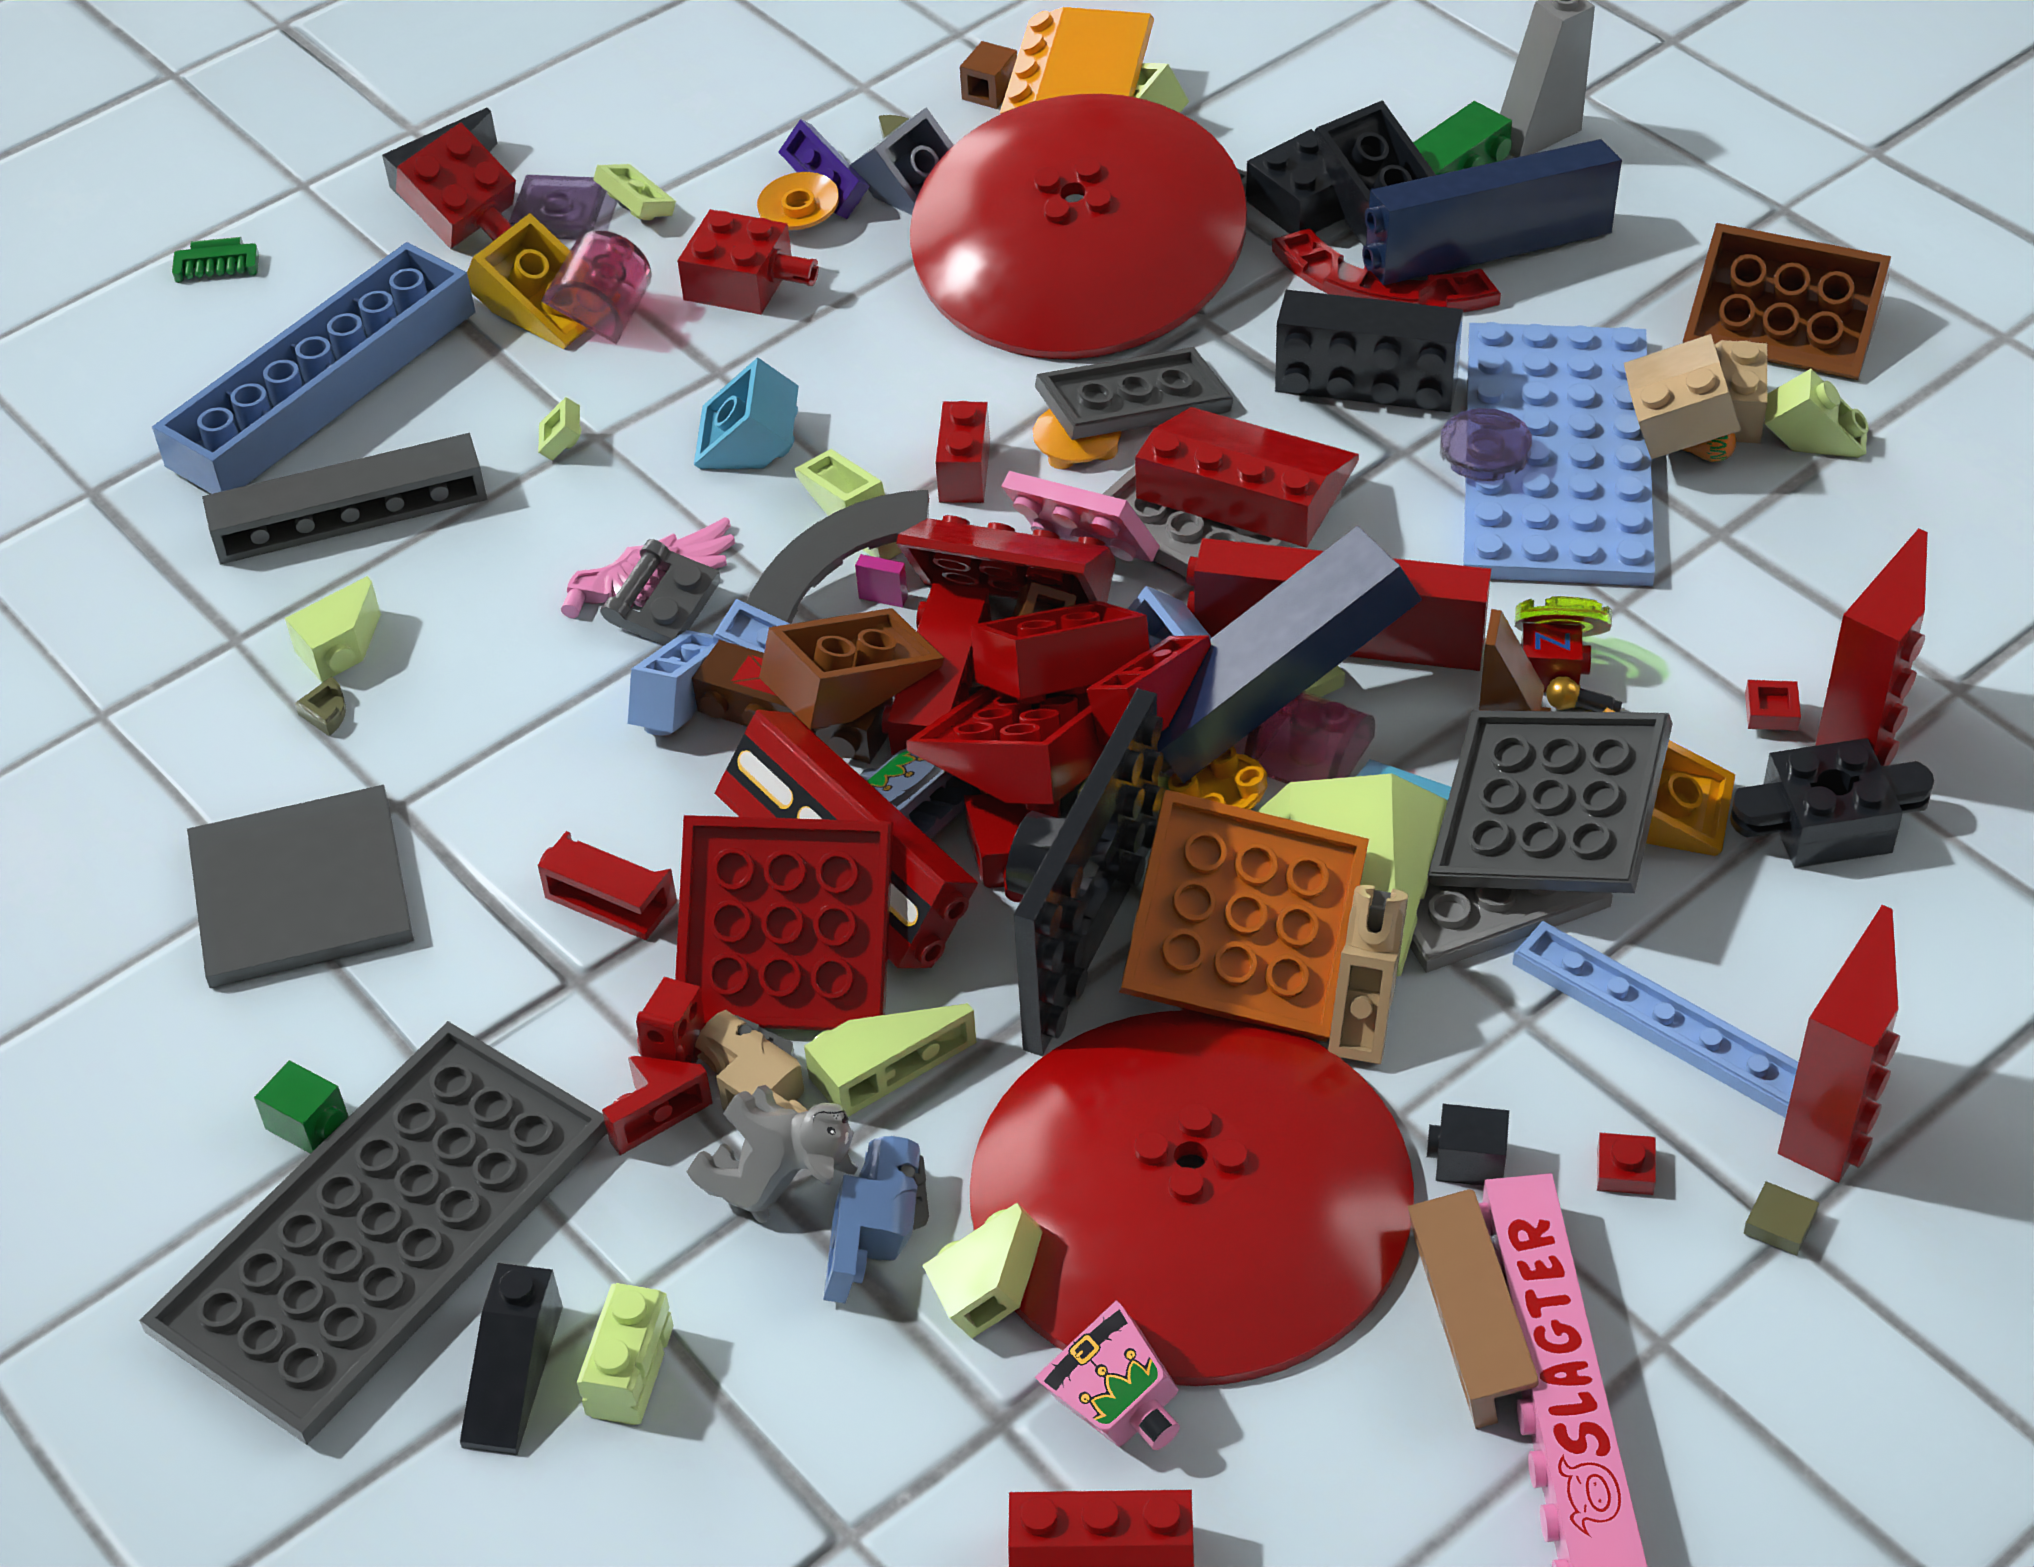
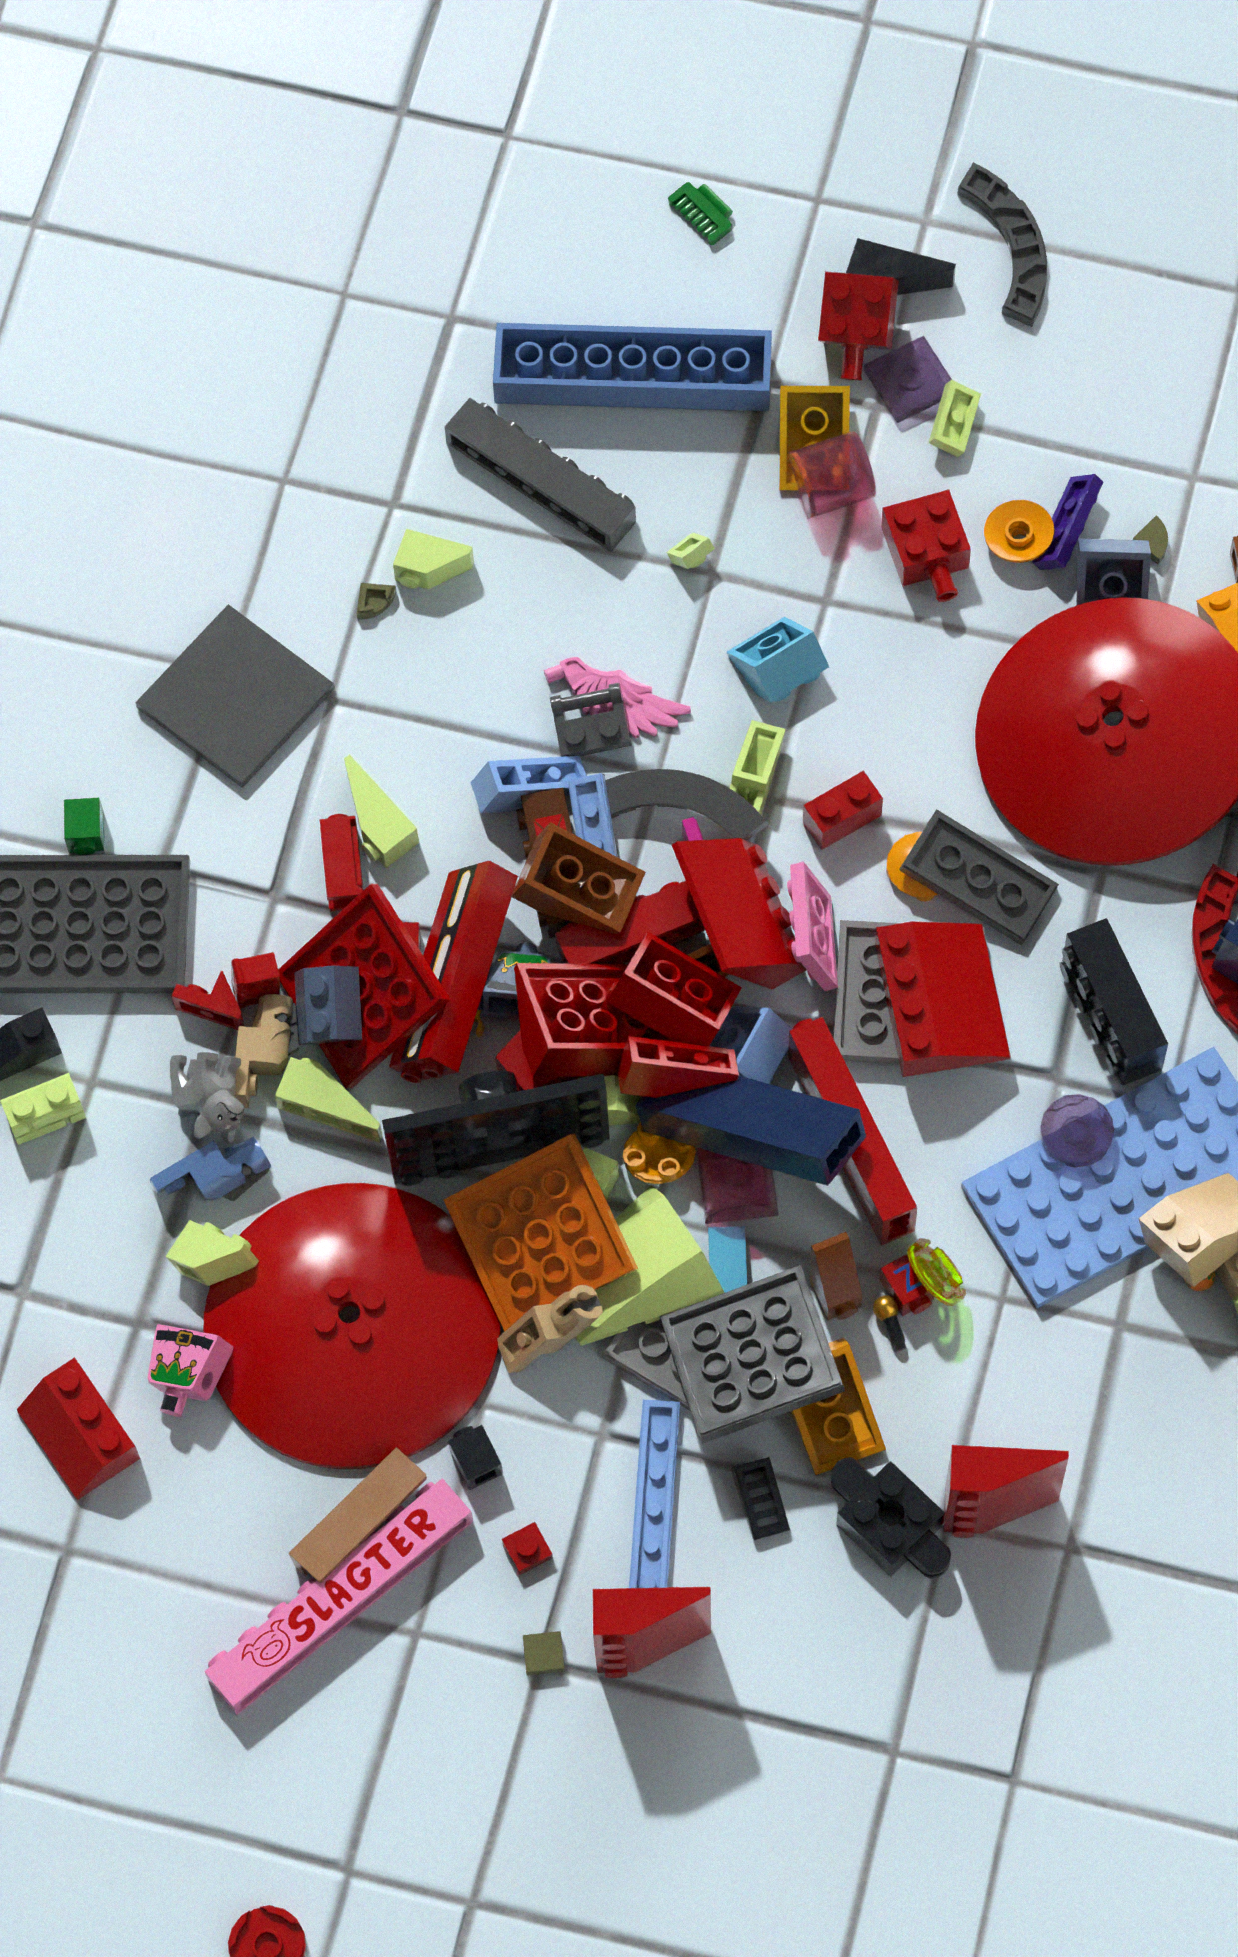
camera: 55 degrees right, 20 degrees up
(512, 77) = (1021, 236): none -> dark grey tile
(599, 817) = (383, 826): none -> yellowish green slope
(771, 972) = (328, 1004): none -> sand blue slope
(1685, 909) = (770, 1481): none -> black slope
(1772, 705) = (960, 1433): red plate -> none

